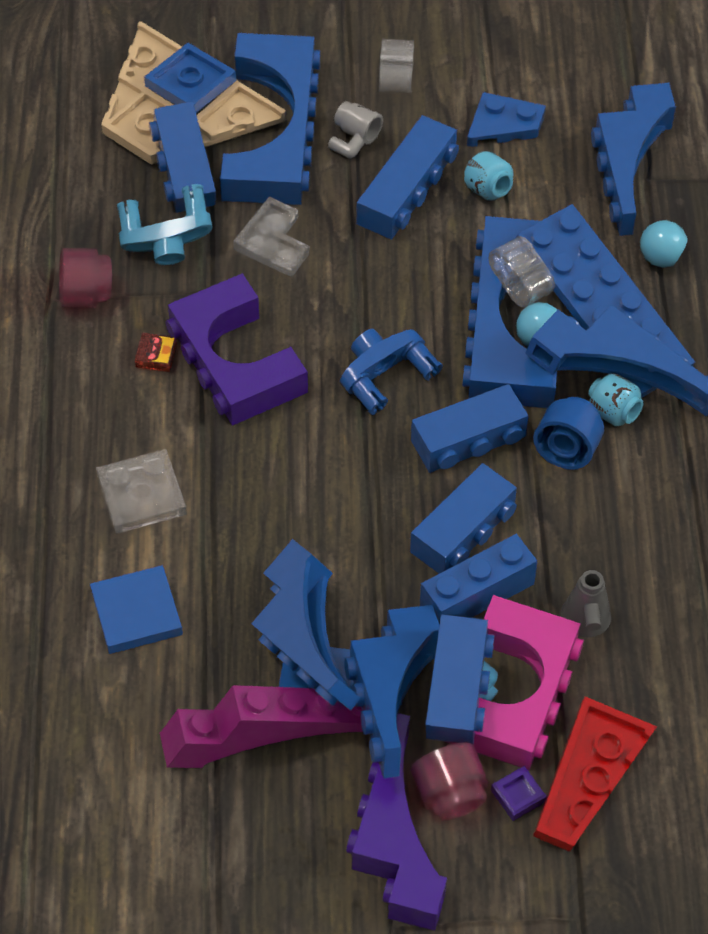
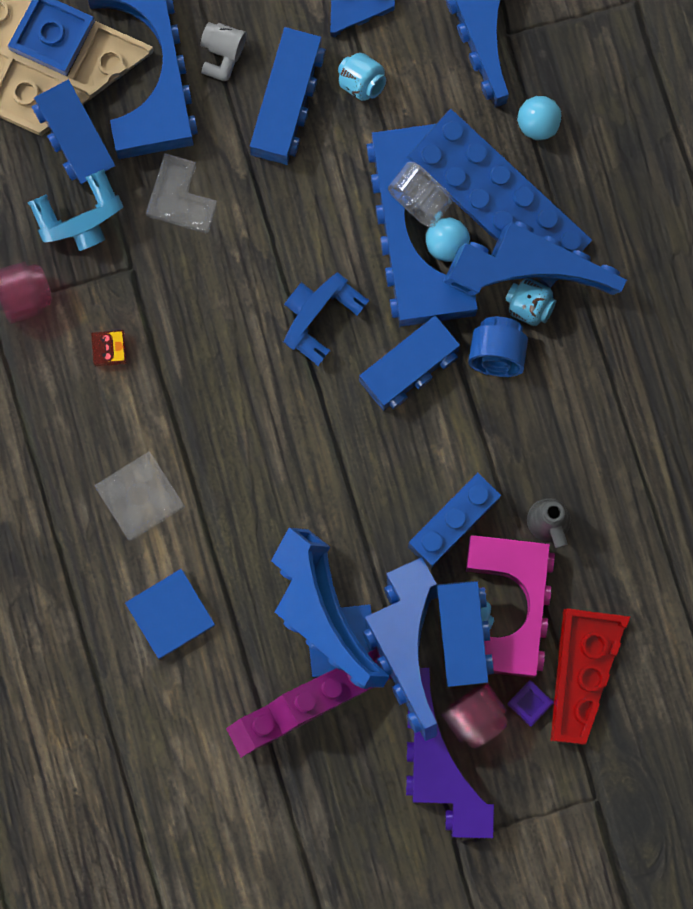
camera: 15 degrees left, 25 degrees up
(236, 388) = (195, 373): dark purple arch -> none
(464, 519) = (427, 459): blue brick -> none

